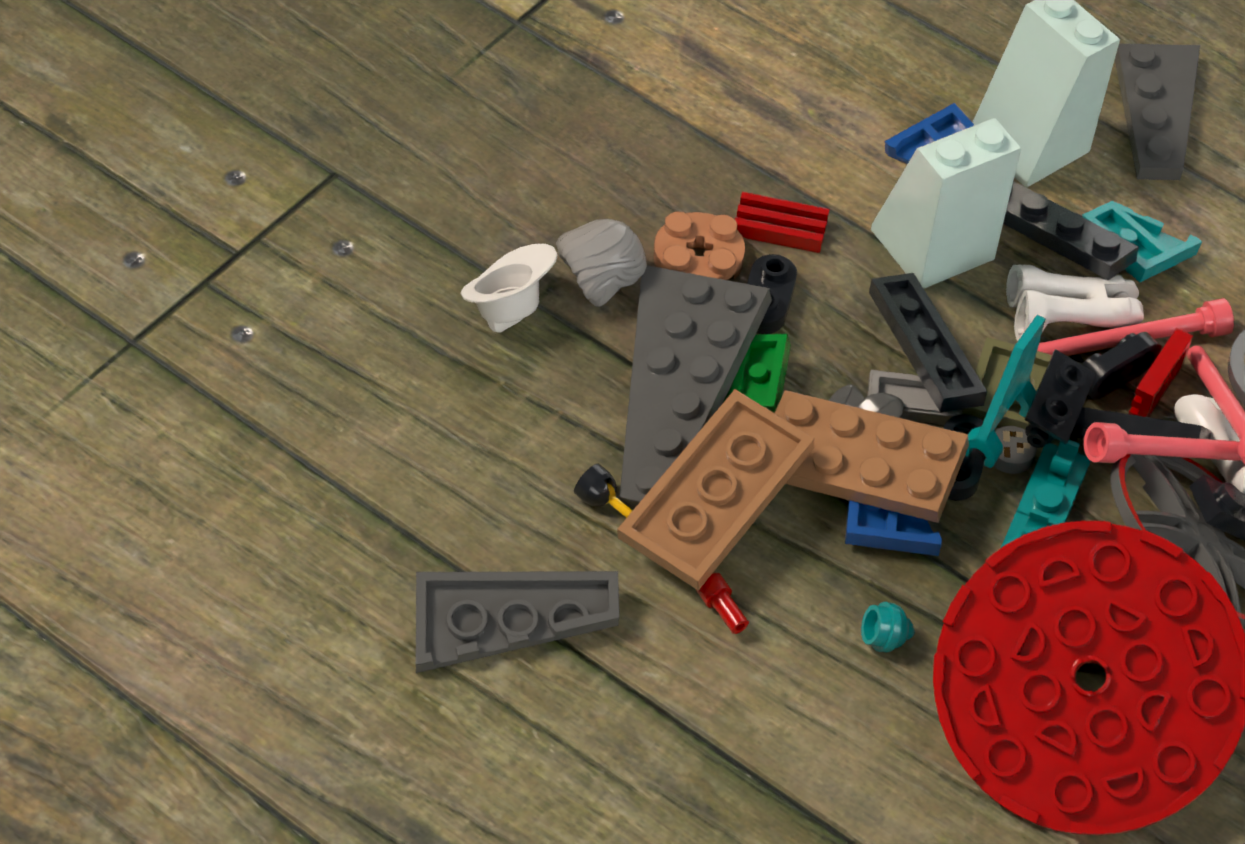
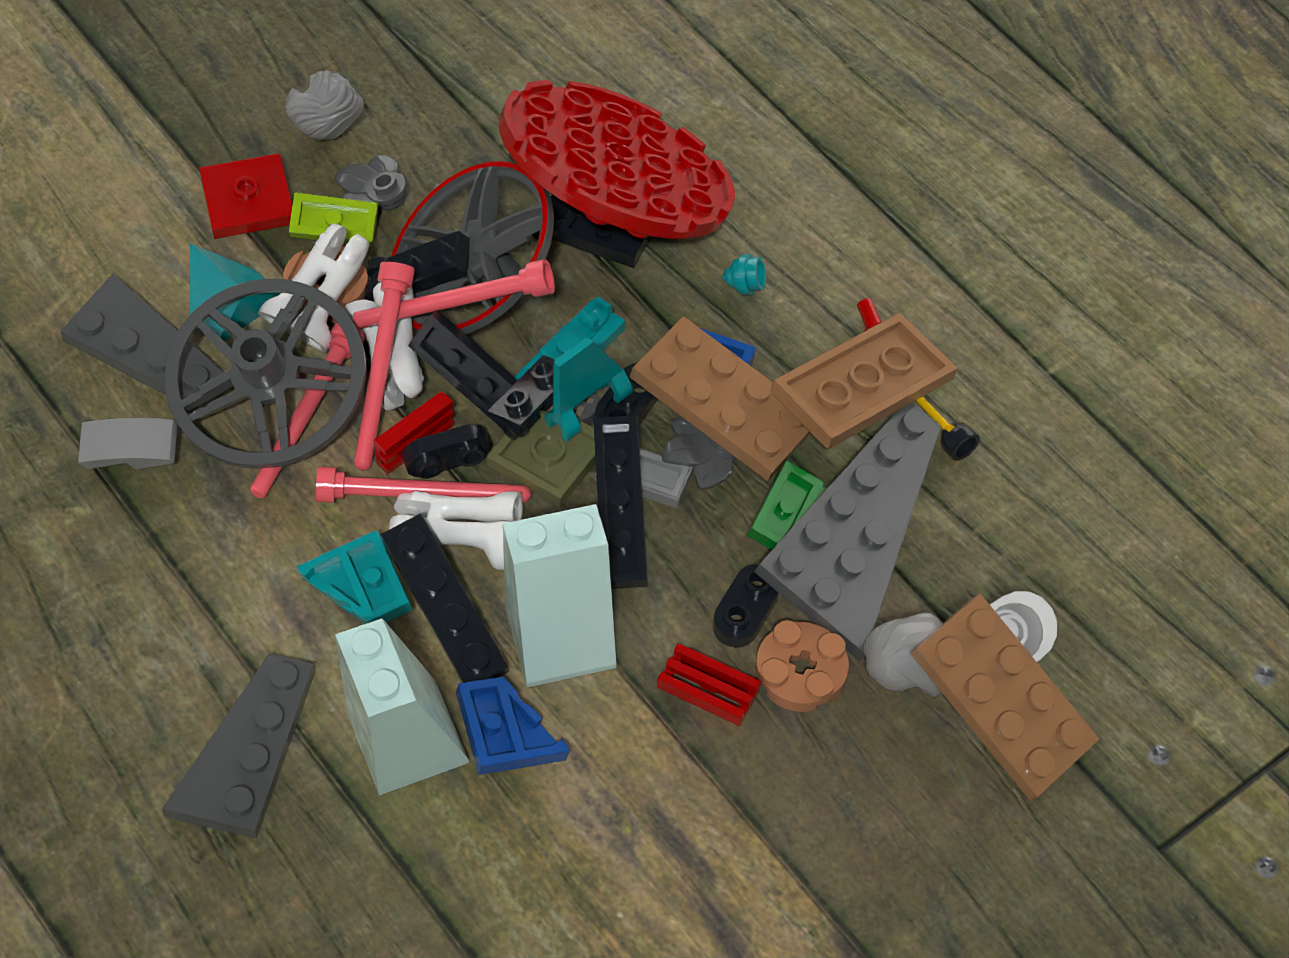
camera: 165 degrees left, 5 degrees up
(499, 612) = (1071, 354): dark grey wing -> none
(504, 227) = (1004, 696): none -> medium nougat plate

